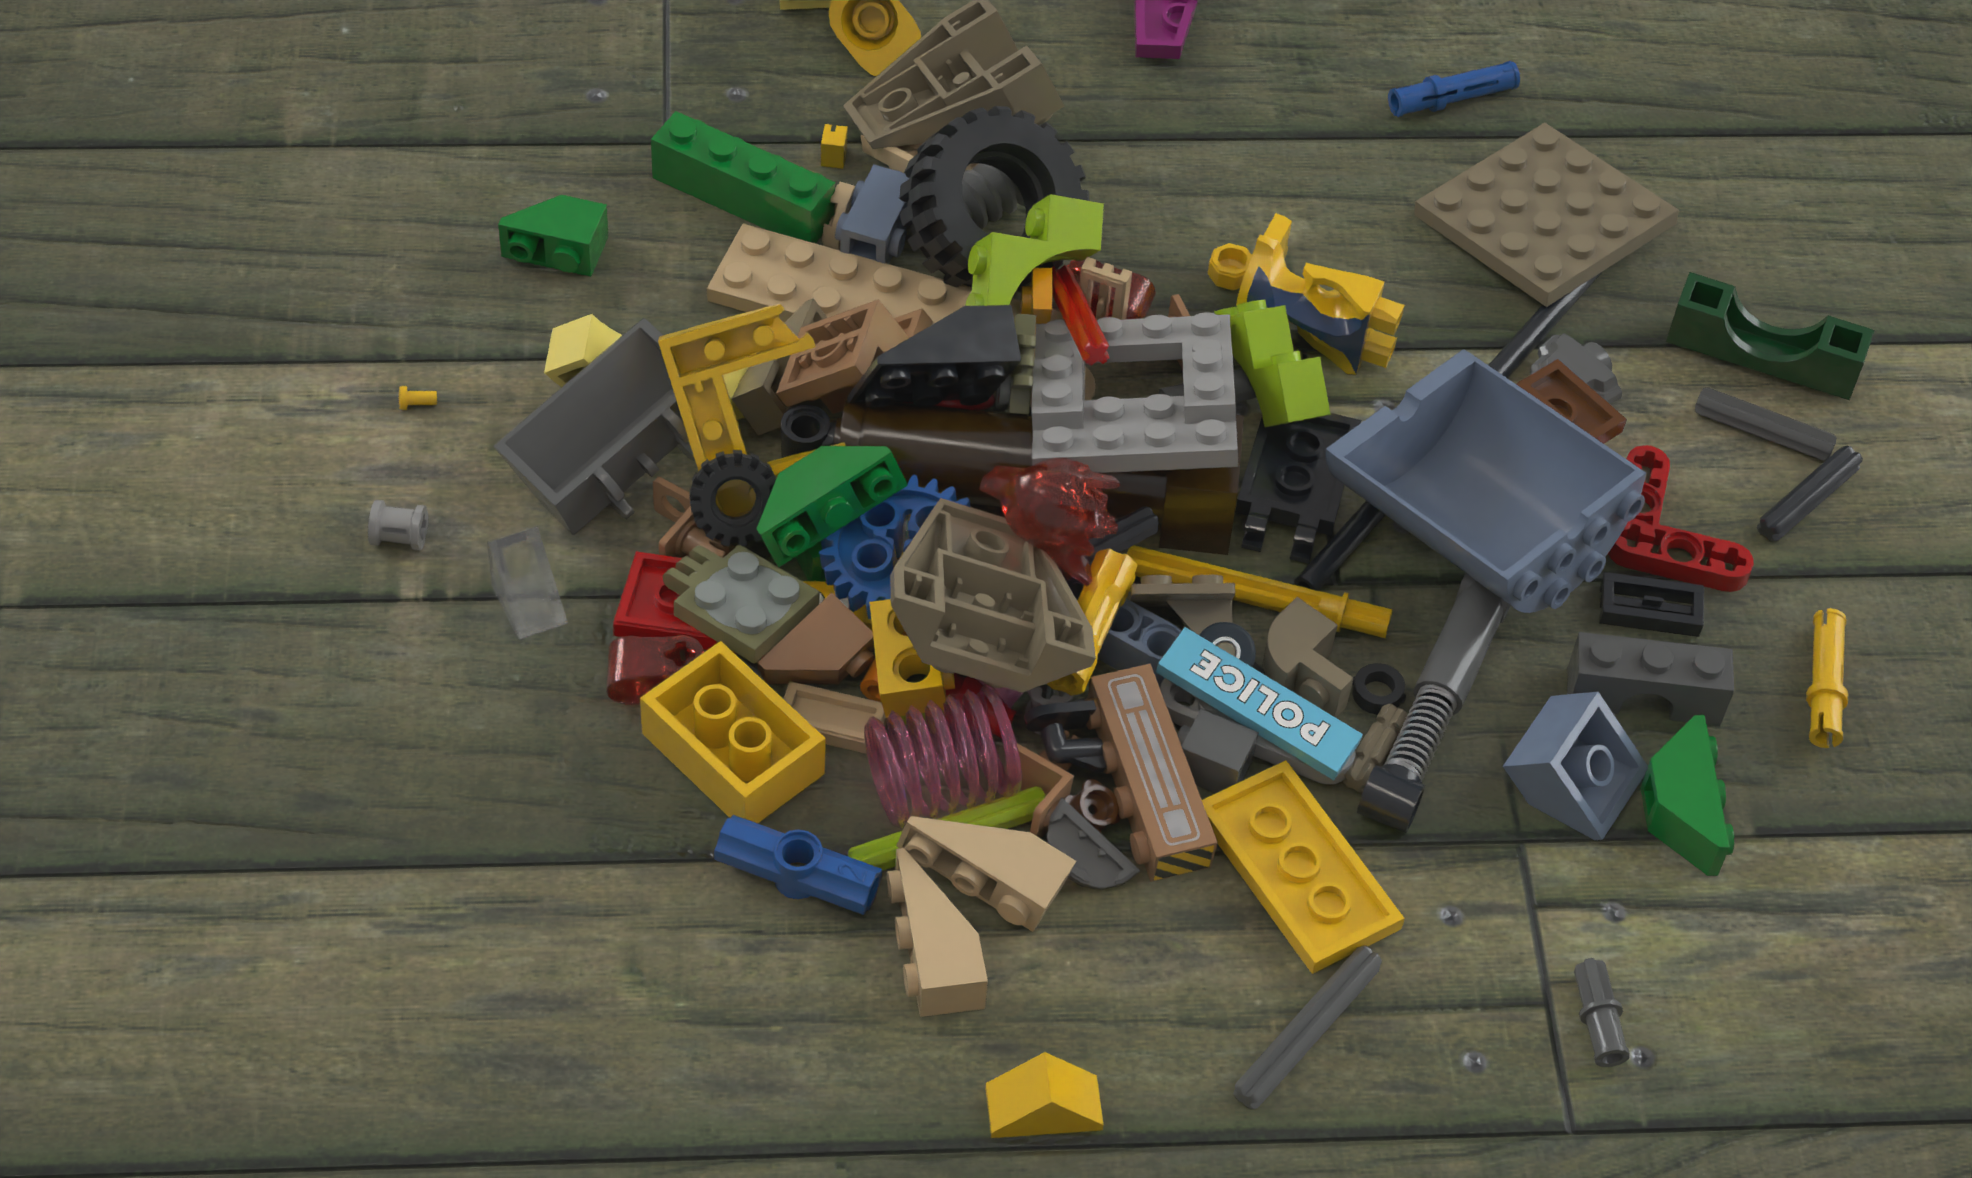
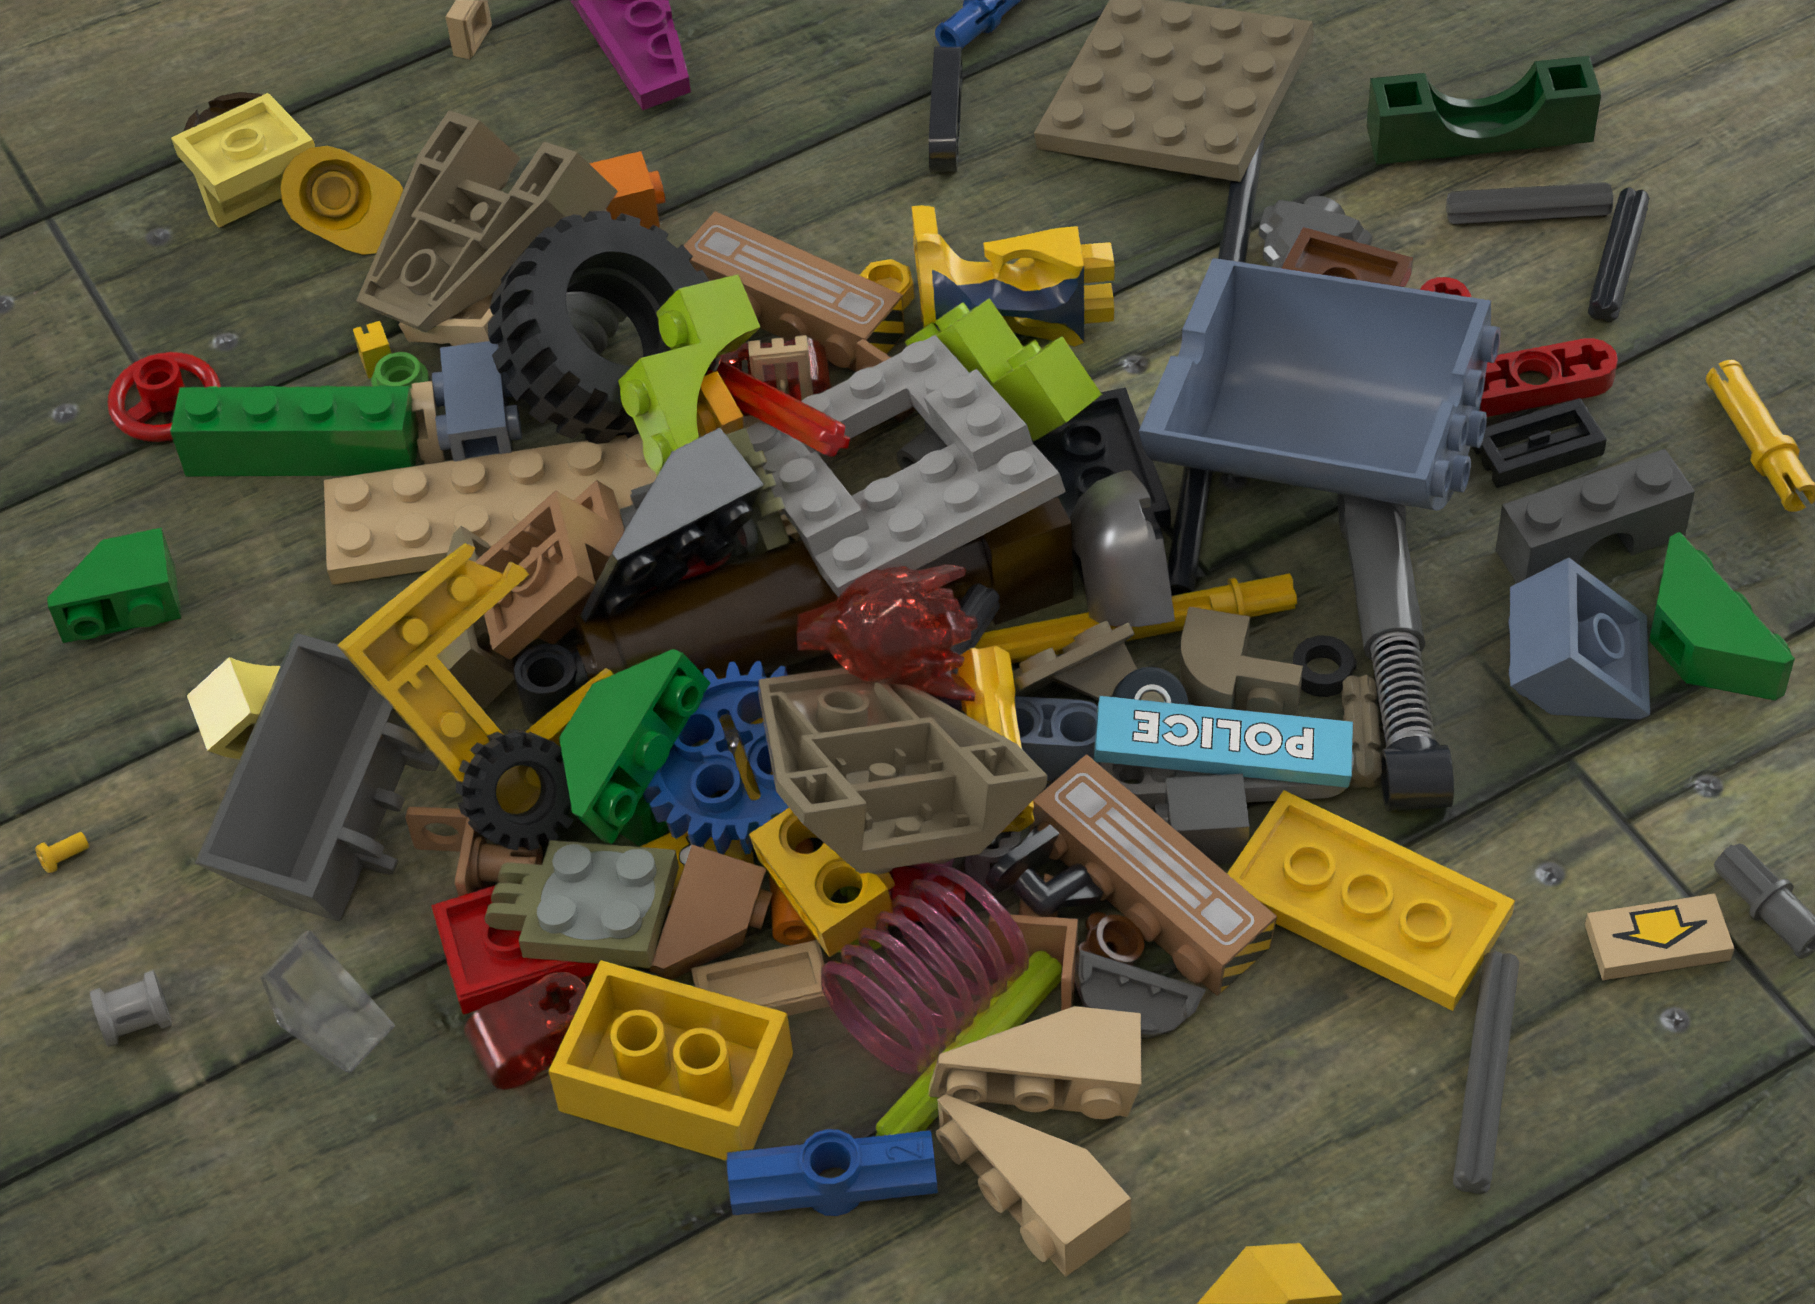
camera: 20 degrees left, 0 degrees up
(666, 98) = (158, 385): none -> red piece
(841, 169) = (399, 370): none -> bright green plate
(1083, 112) = (637, 188): none -> orange brick
(1157, 237) = (799, 291): none -> medium nougat brick
(1265, 534) = (1120, 555): none -> flat silver brick
(1359, 154) = (945, 109): none -> black beam
(1500, 997) = (1659, 936): none -> tan tile

